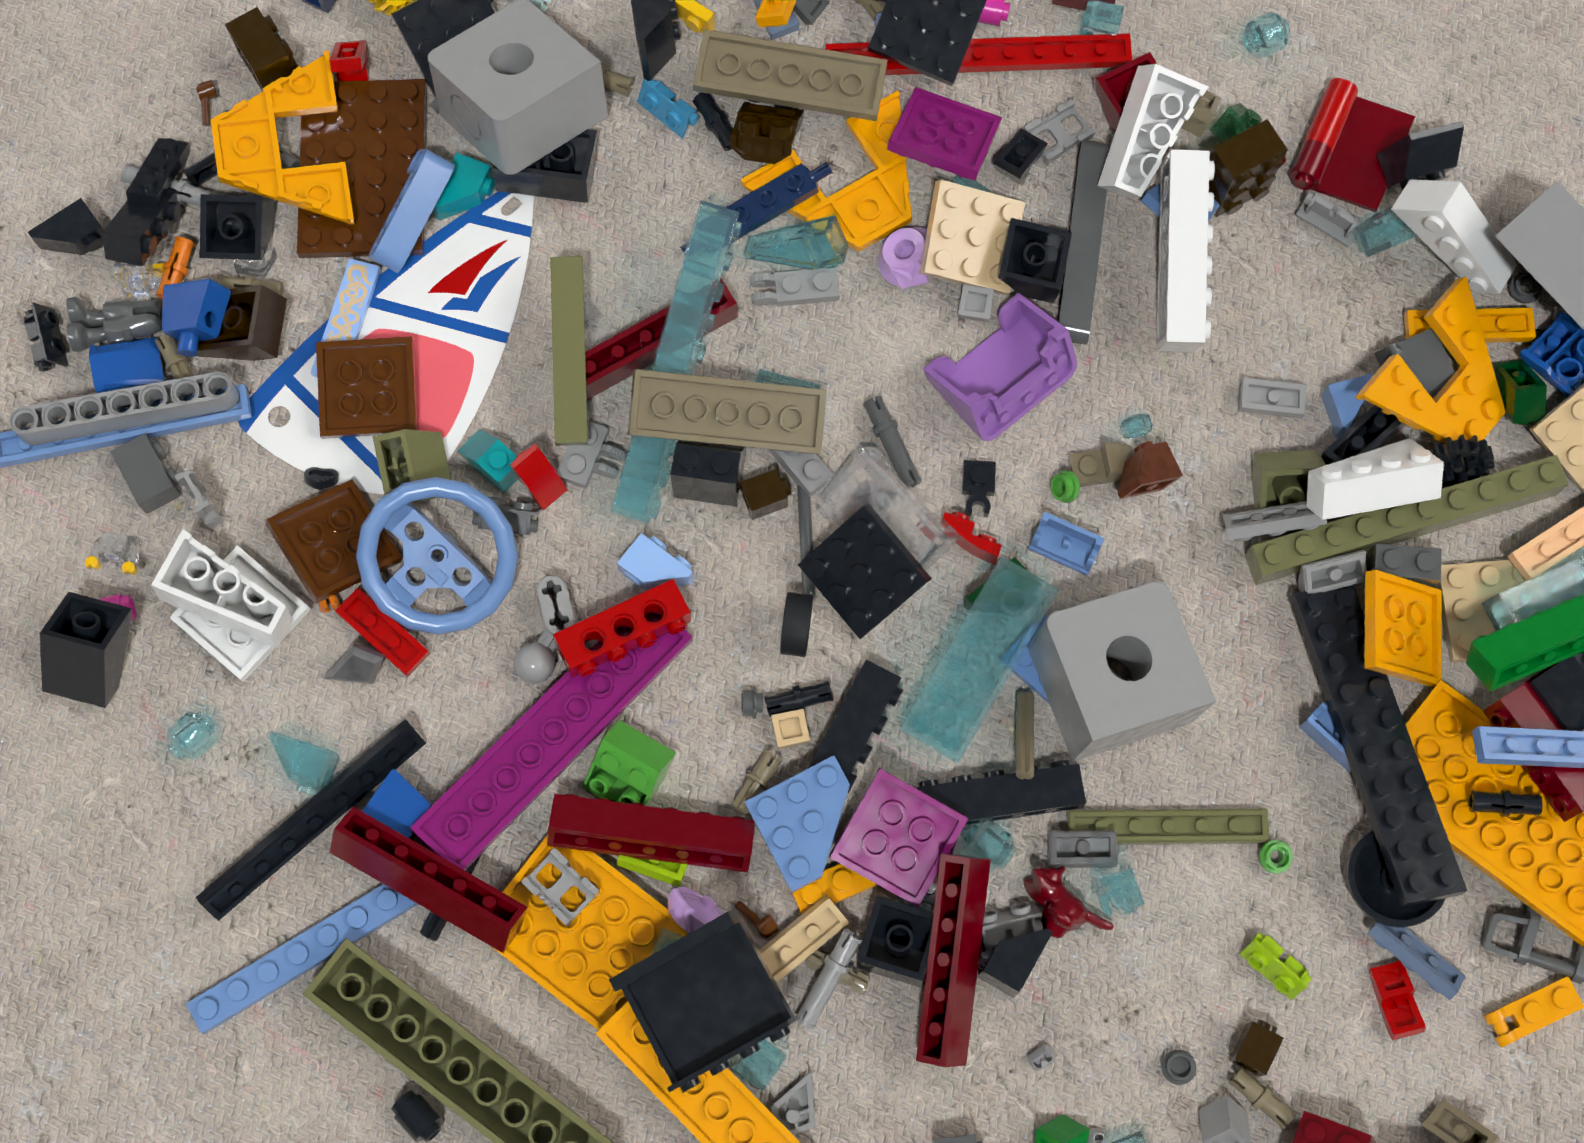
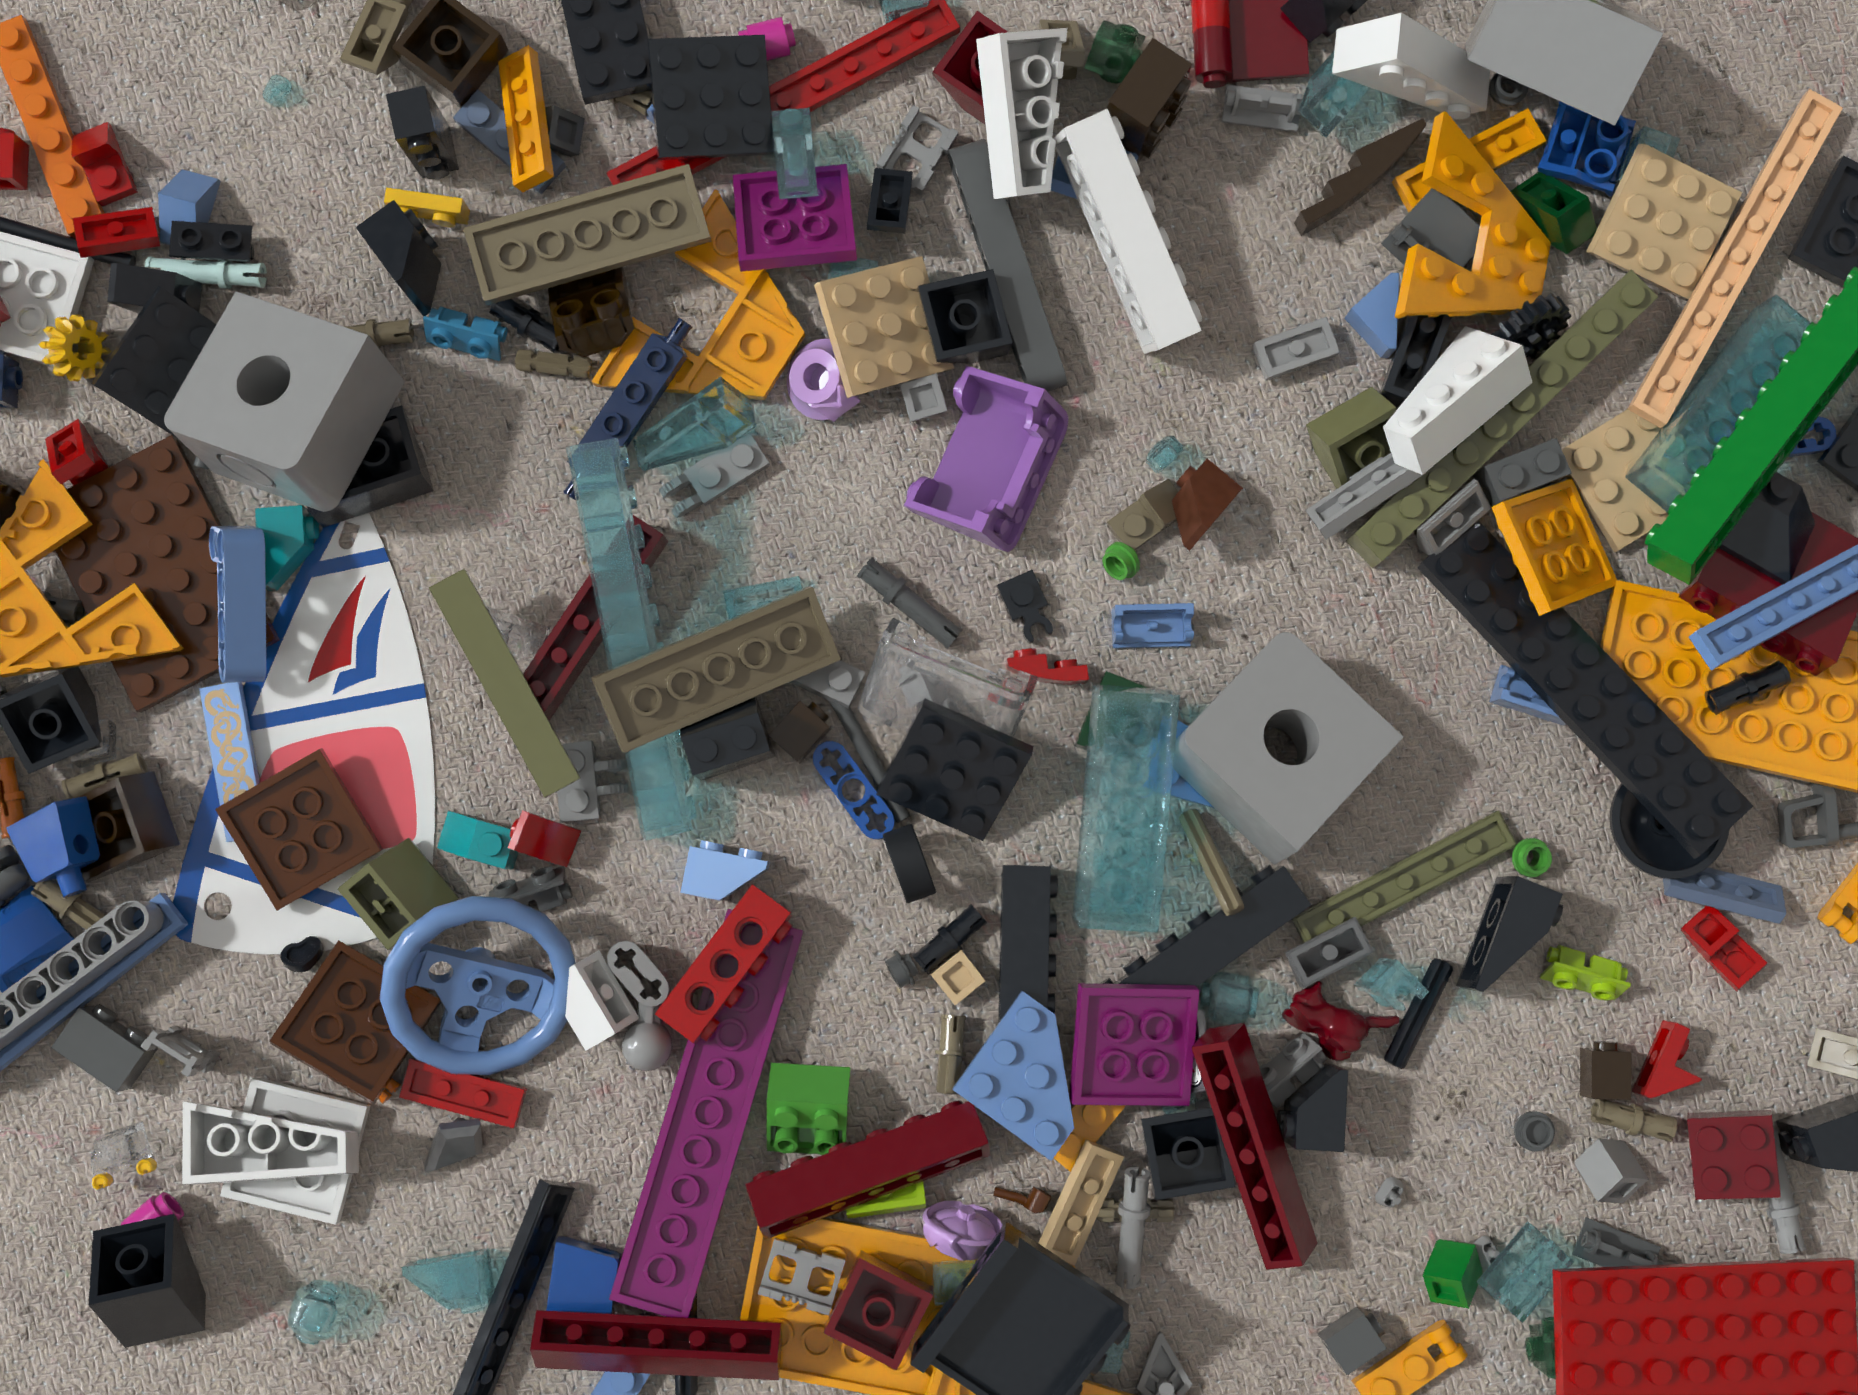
camera: 30 degrees left, 10 degrees up
(514, 612) = (596, 1001): none -> white slope
(605, 936) = (878, 1310): none -> dark red brick
(719, 156) = (553, 363): none -> dark tan axle
(786, 533) = (828, 772): none -> blue beam
(968, 89) = (794, 153): none -> clear light blue slope
(1130, 931) = (1418, 1014): none -> black axle
(1244, 888) = (1511, 924): none -> black slope
(1301, 1069) = (1659, 1070): none -> red slope
(1390, 296) = (1367, 168): none -> dark brown slope

